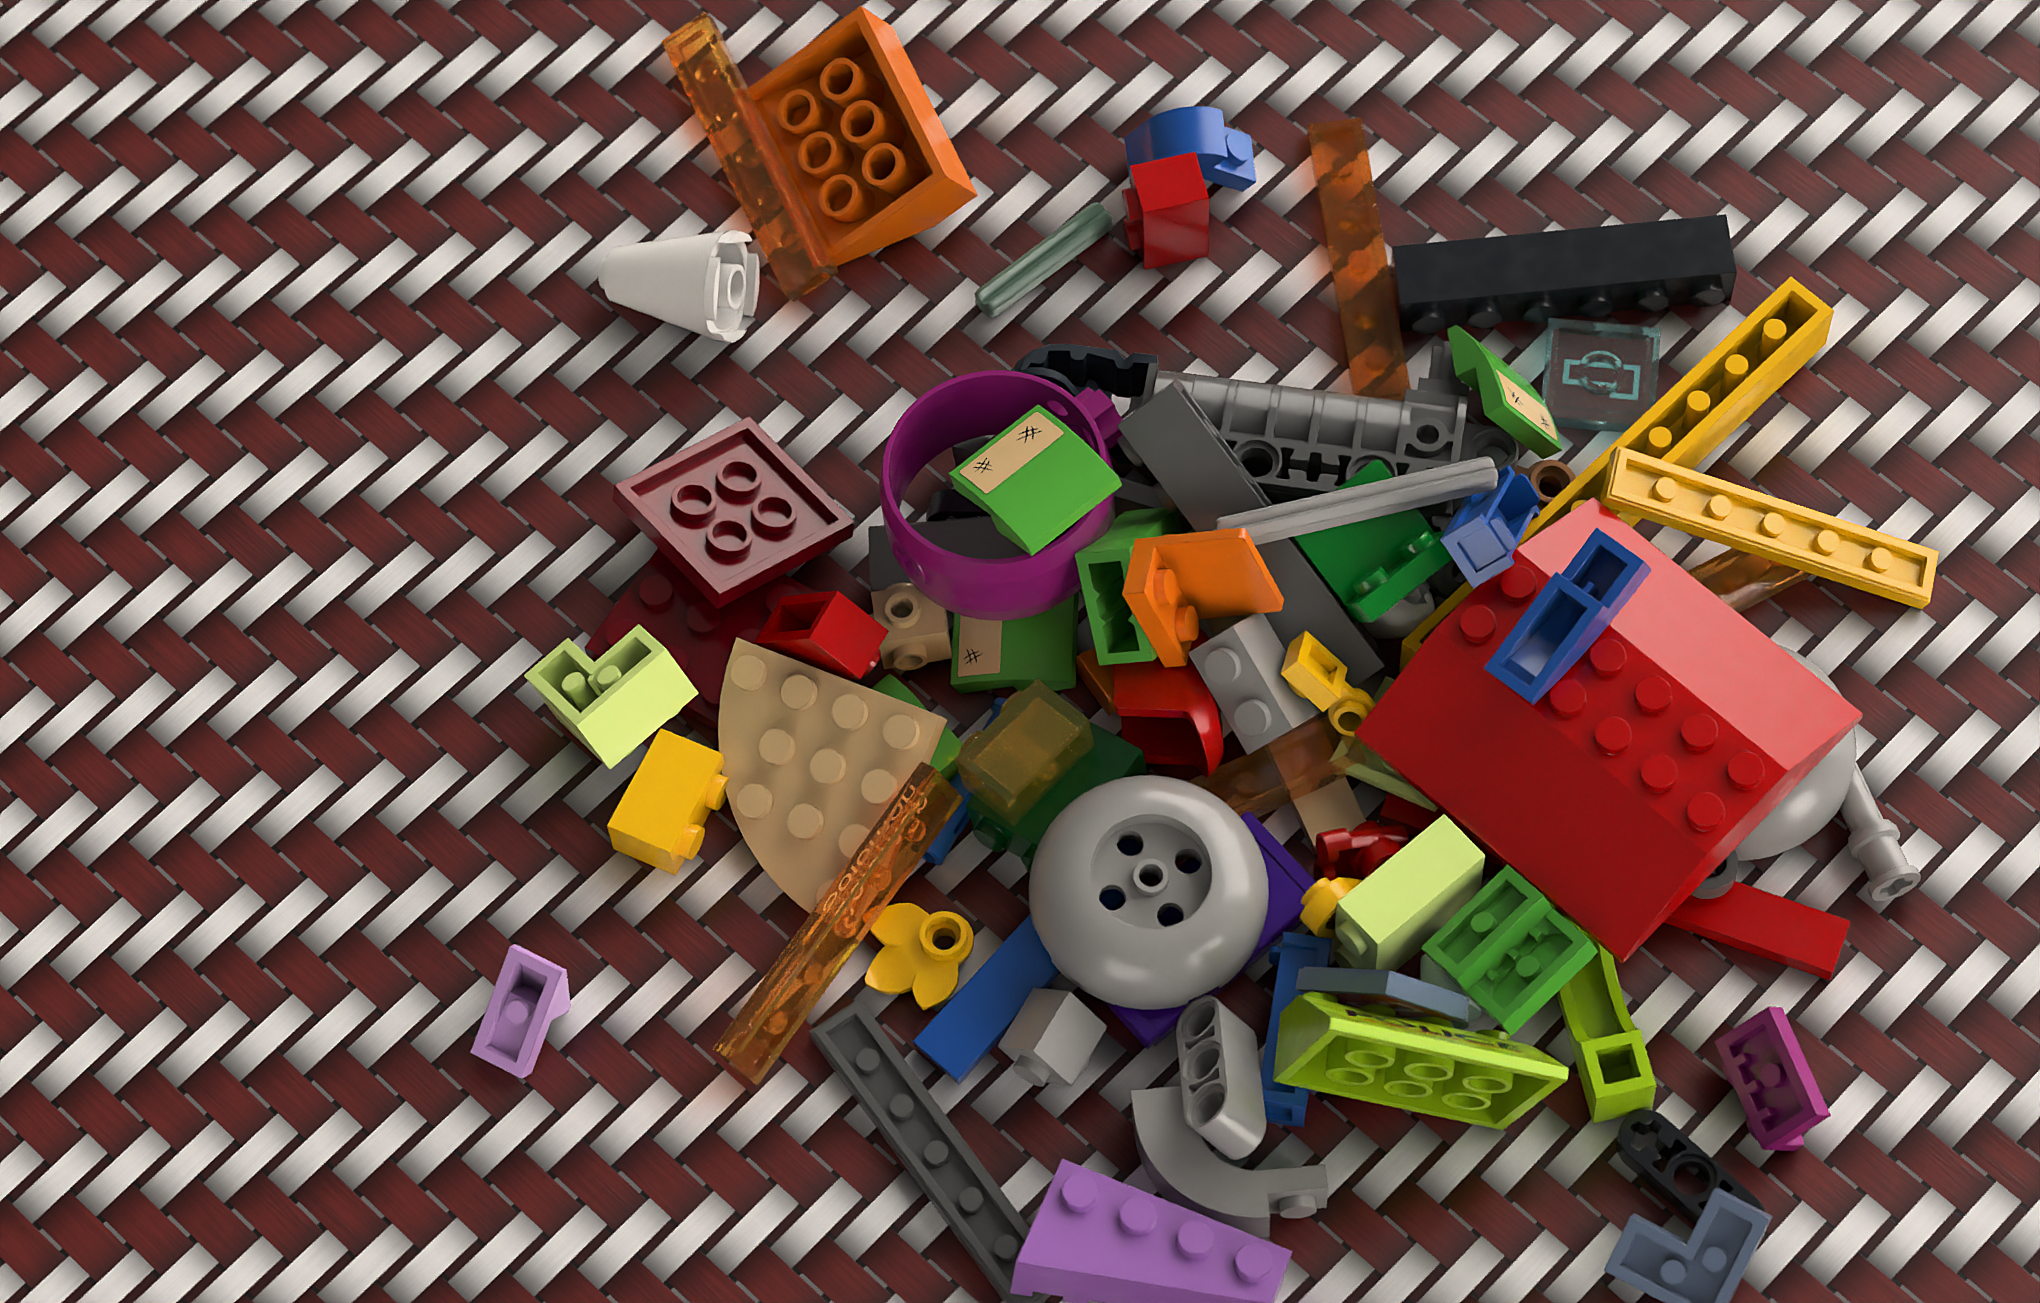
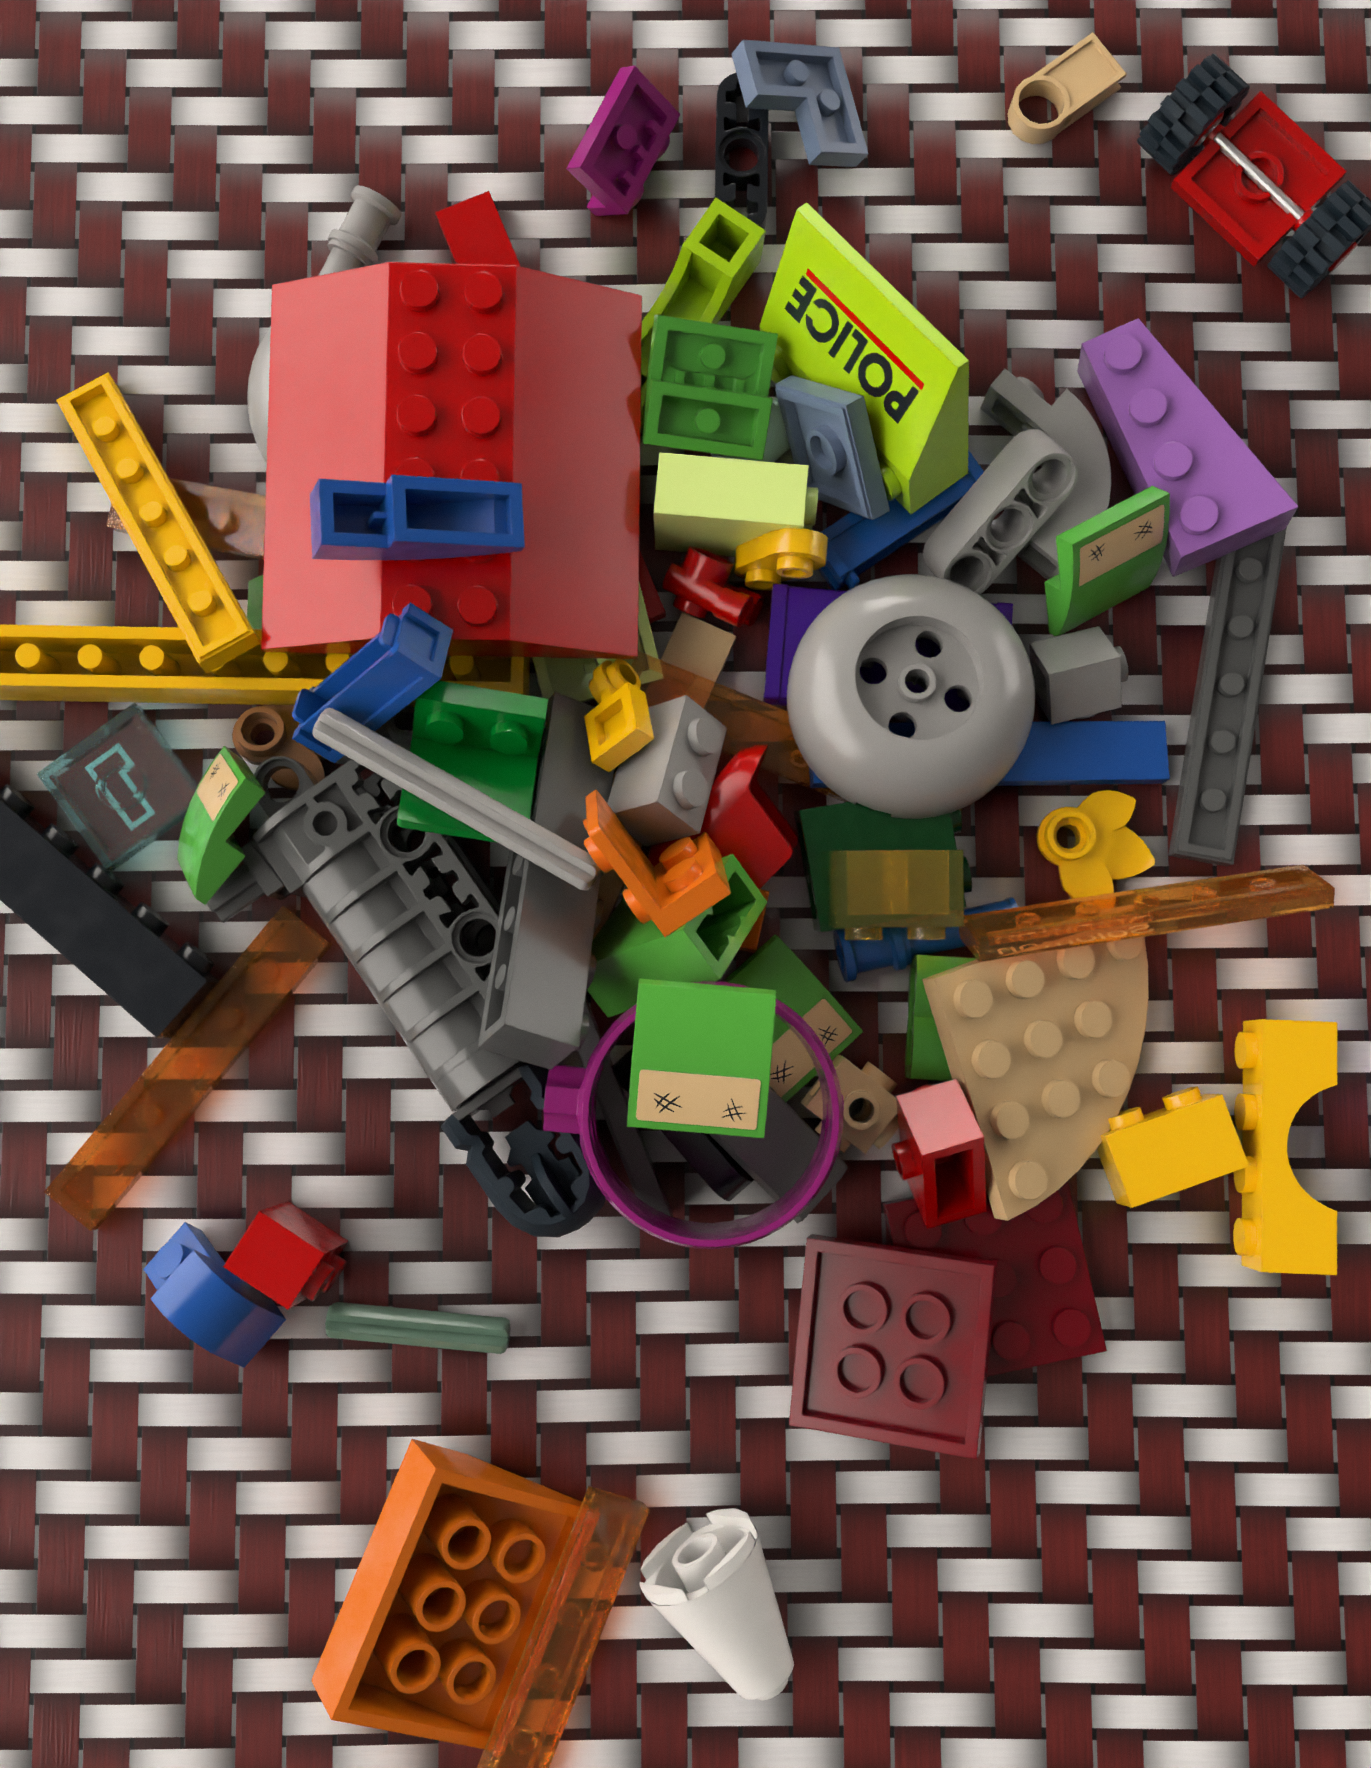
camera: 140 degrees left, 20 degrees up
(543, 832) = (1281, 1222): none -> yellow arch
(617, 697) = (1156, 1269): yellowish green brick -> none
(1114, 1111) = (1107, 559): none -> bright green slope

